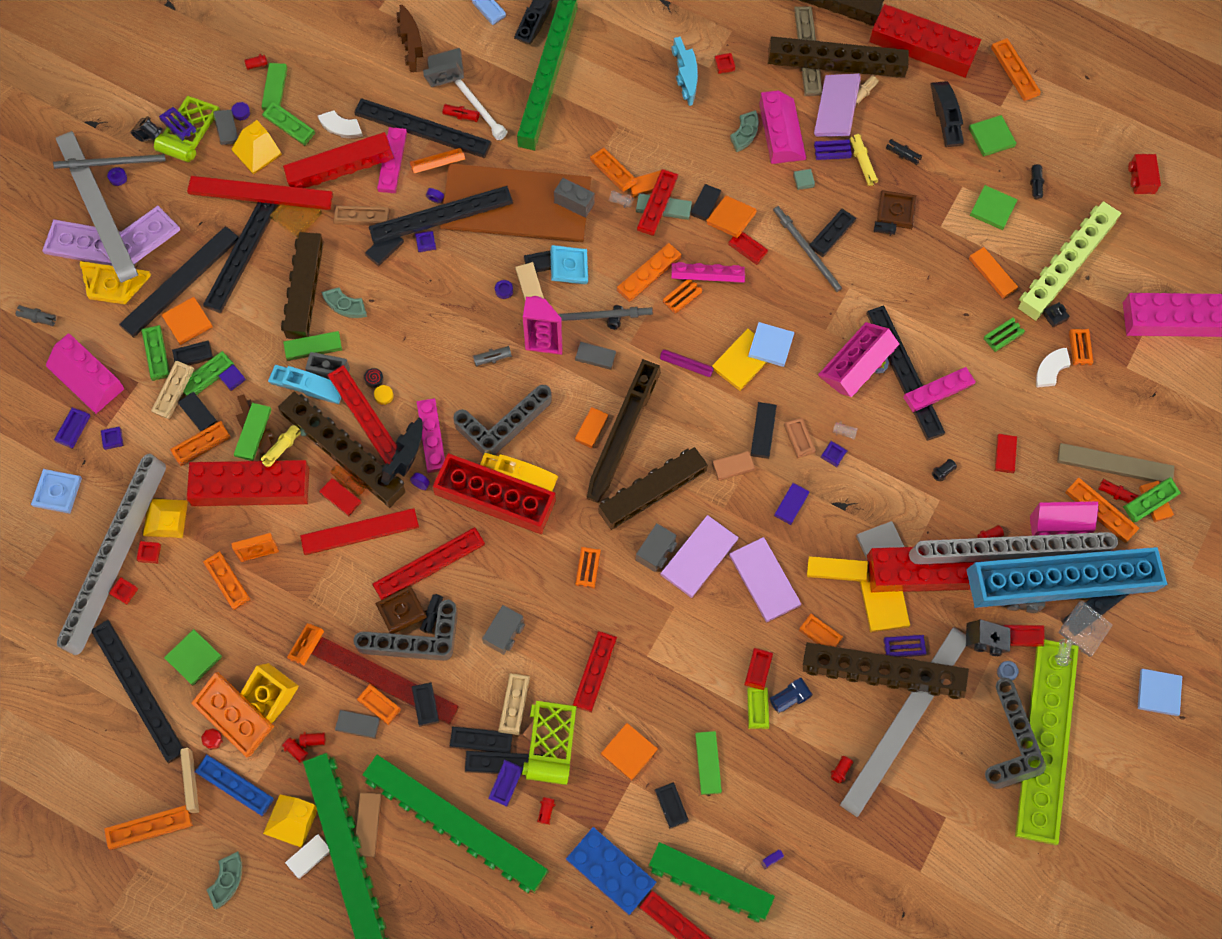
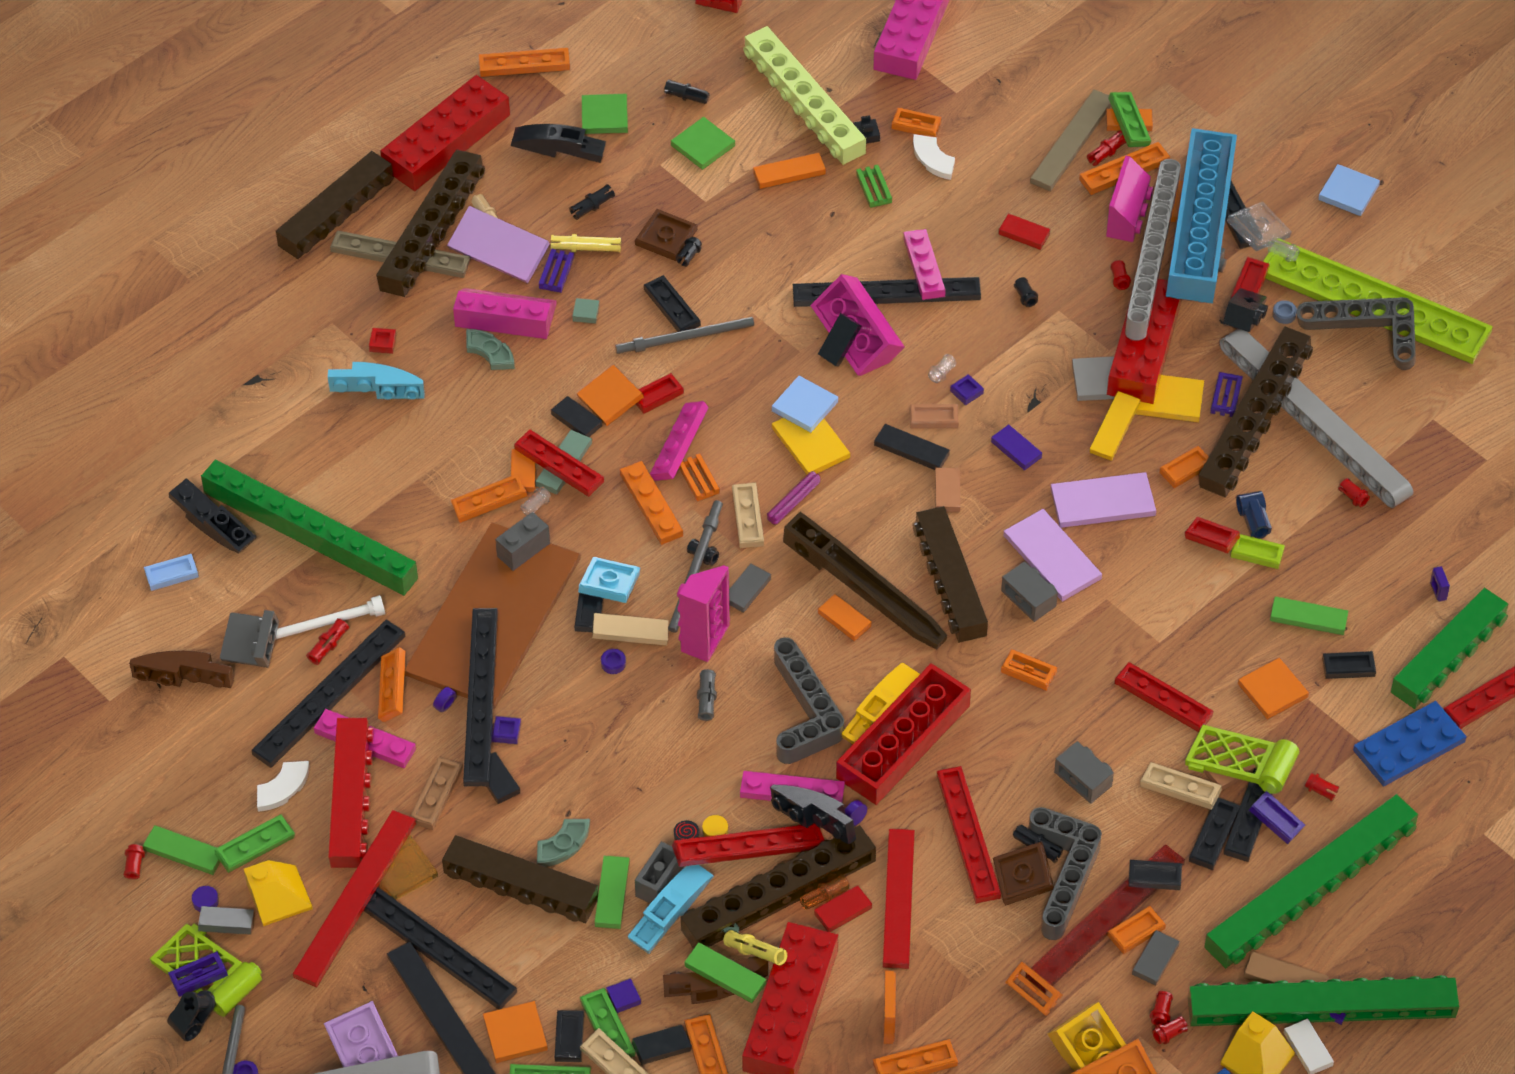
camera: 70 degrees left, 15 degrees down
(660, 337) = (747, 515): none -> tan tile
(838, 350) = (839, 339): none -> black tile

